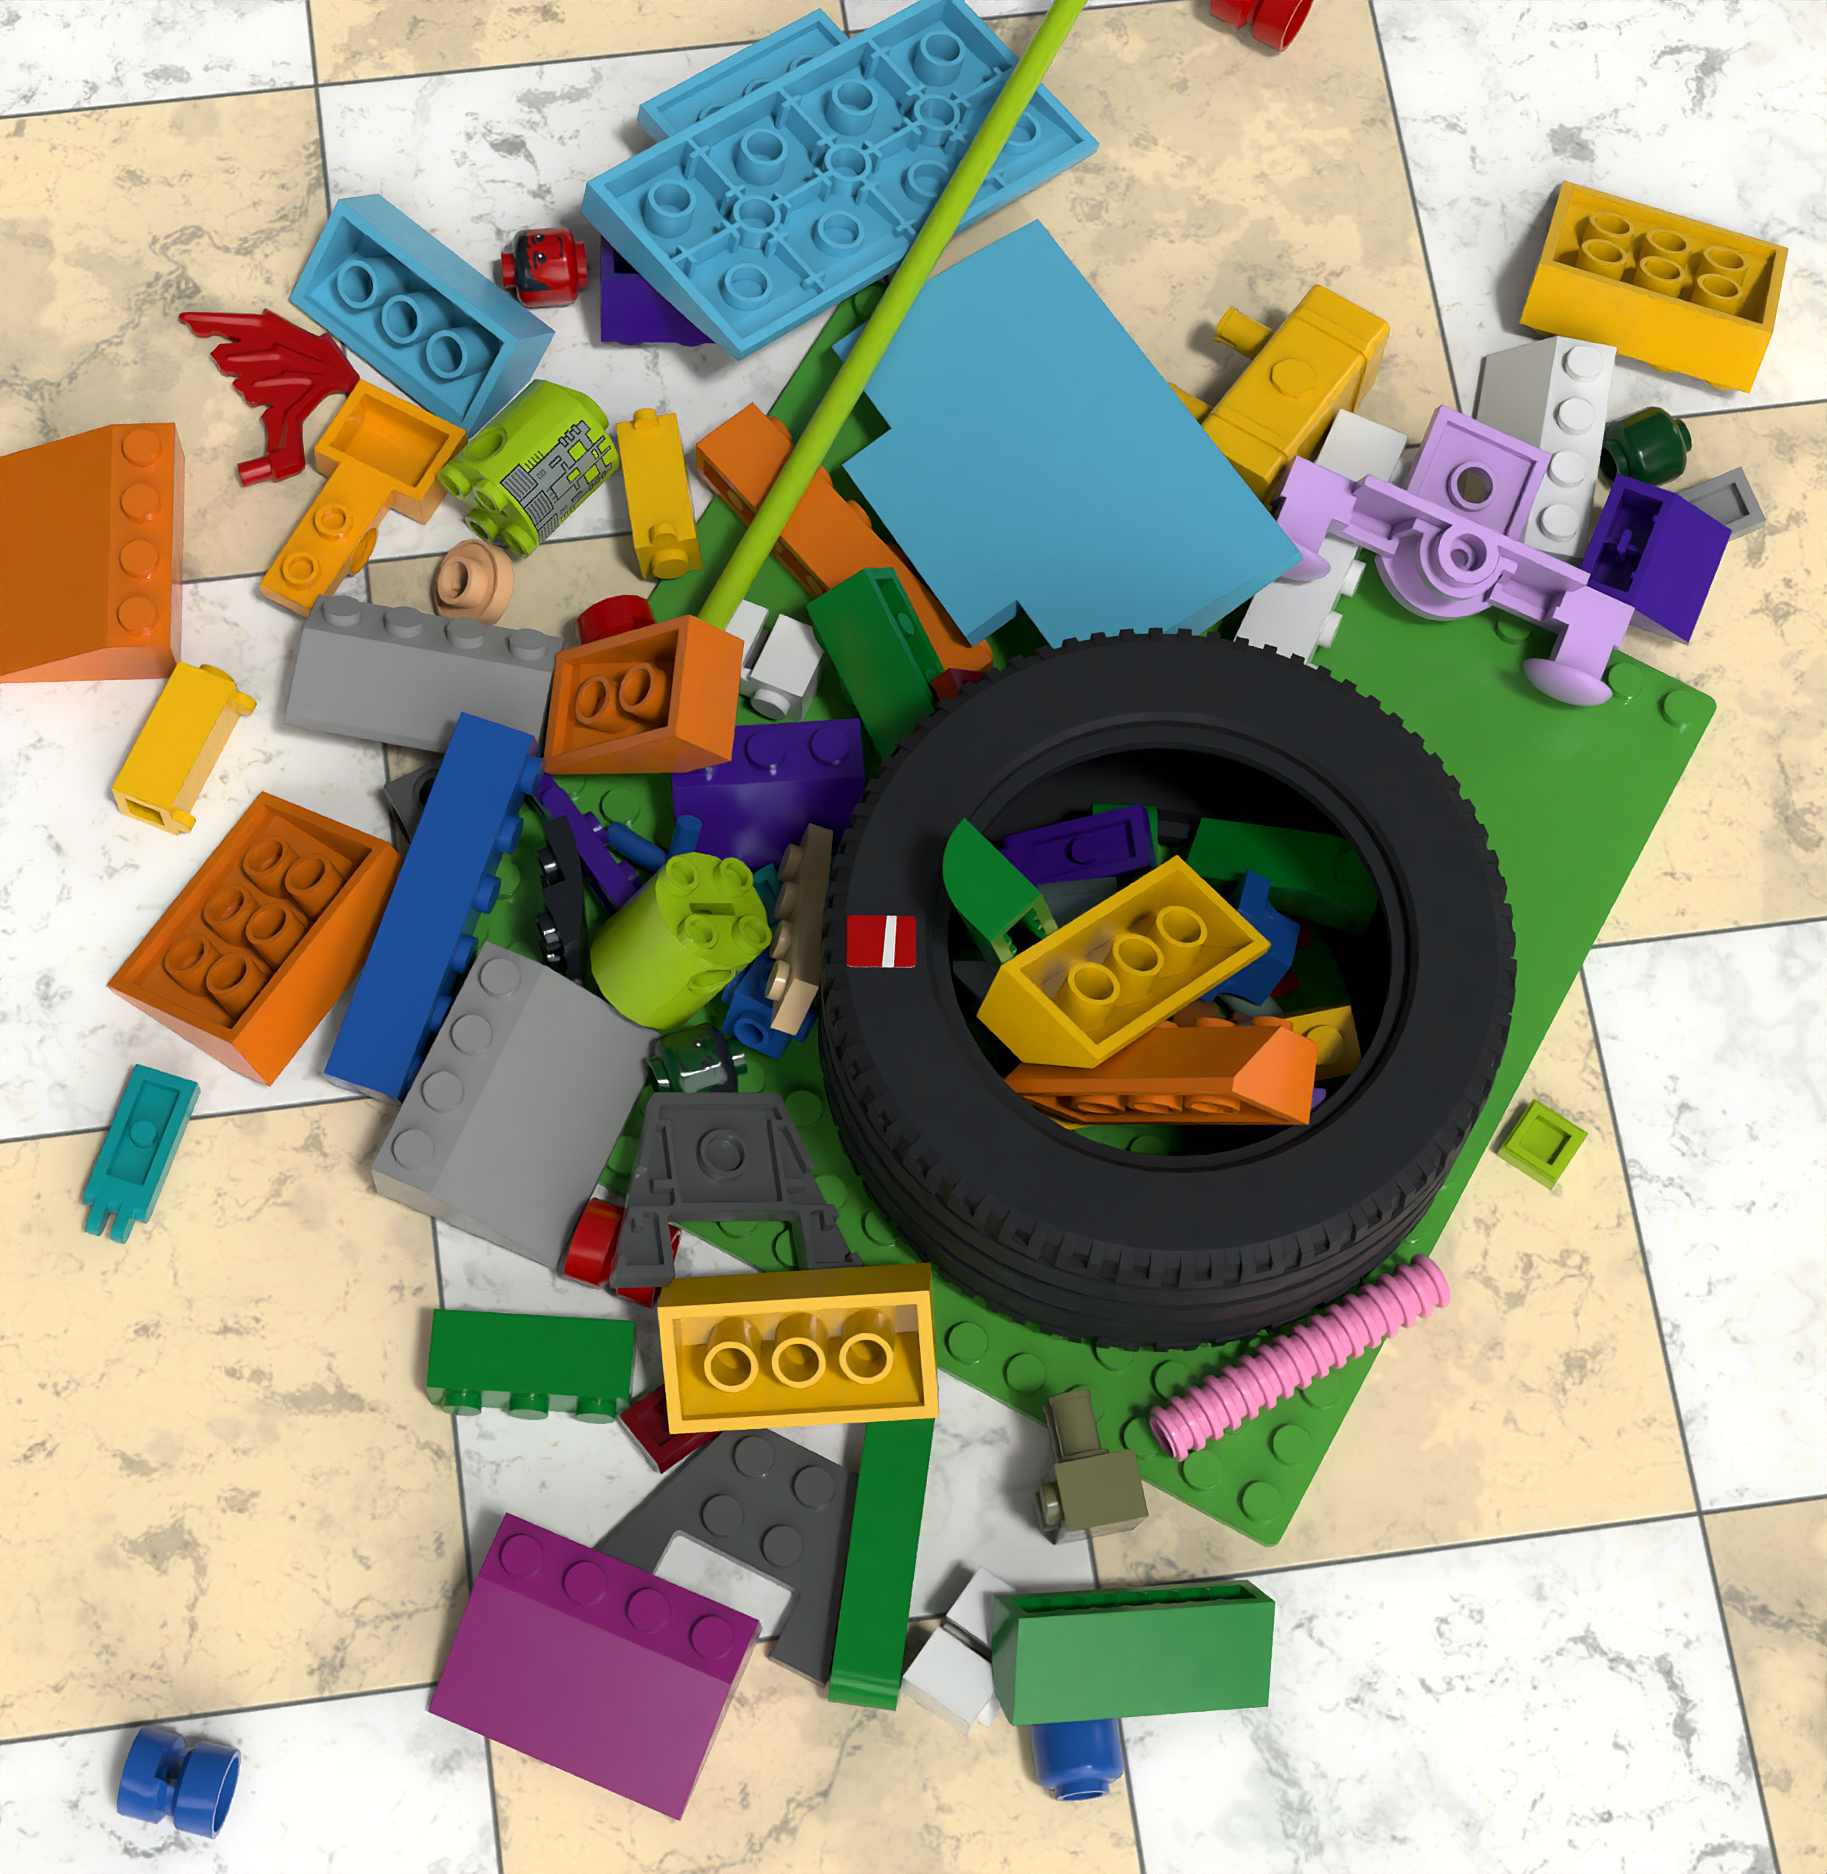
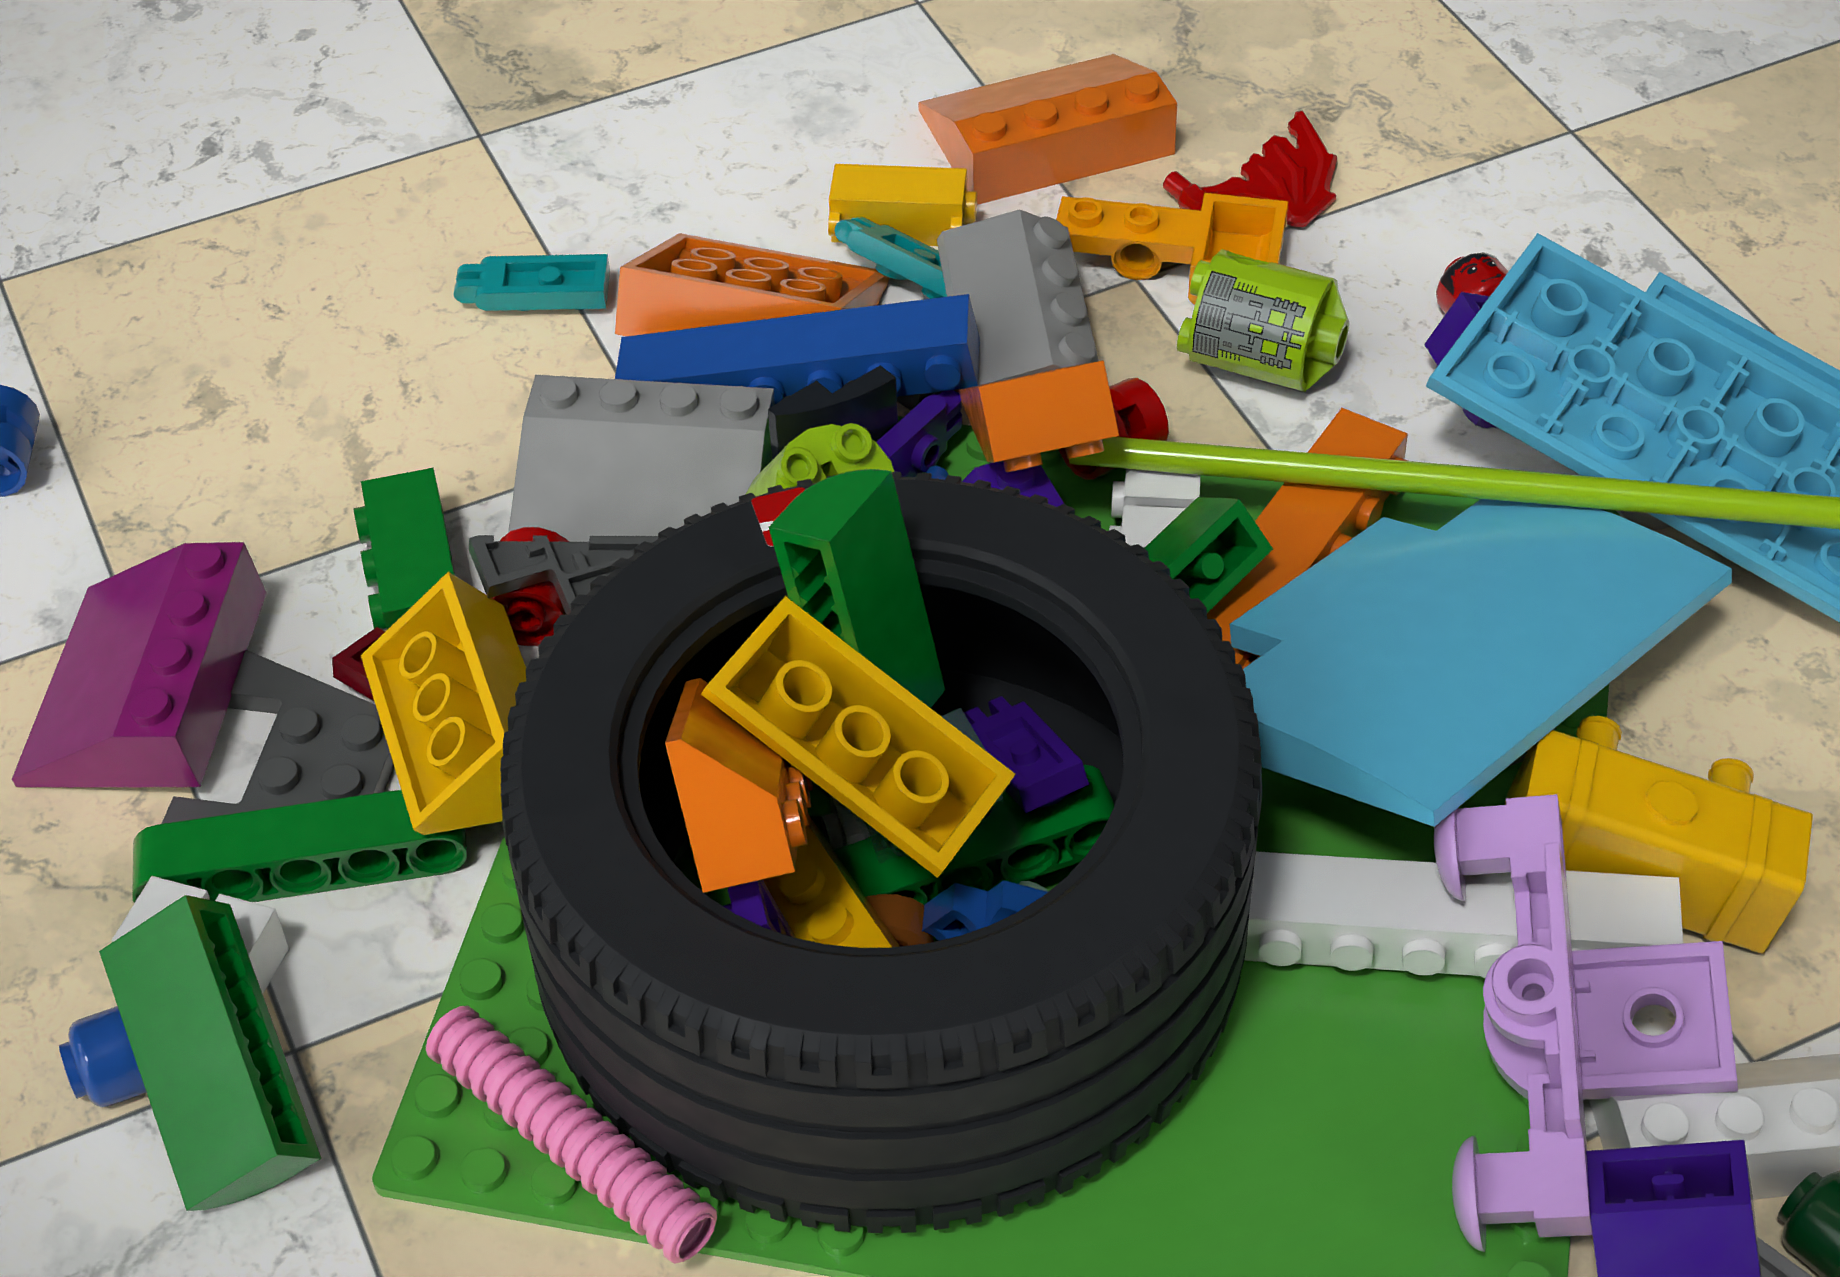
camera: 80 degrees right, 20 degrees down
(262, 770) = (895, 253): none -> teal hinge
(419, 313) = (1392, 226): medium azure slope -> none
(474, 582) = (1135, 330): light nougat plate -> none
(659, 495) = (1288, 410): yellow brick -> none
(1087, 1487) = (382, 963): olive brick -> none

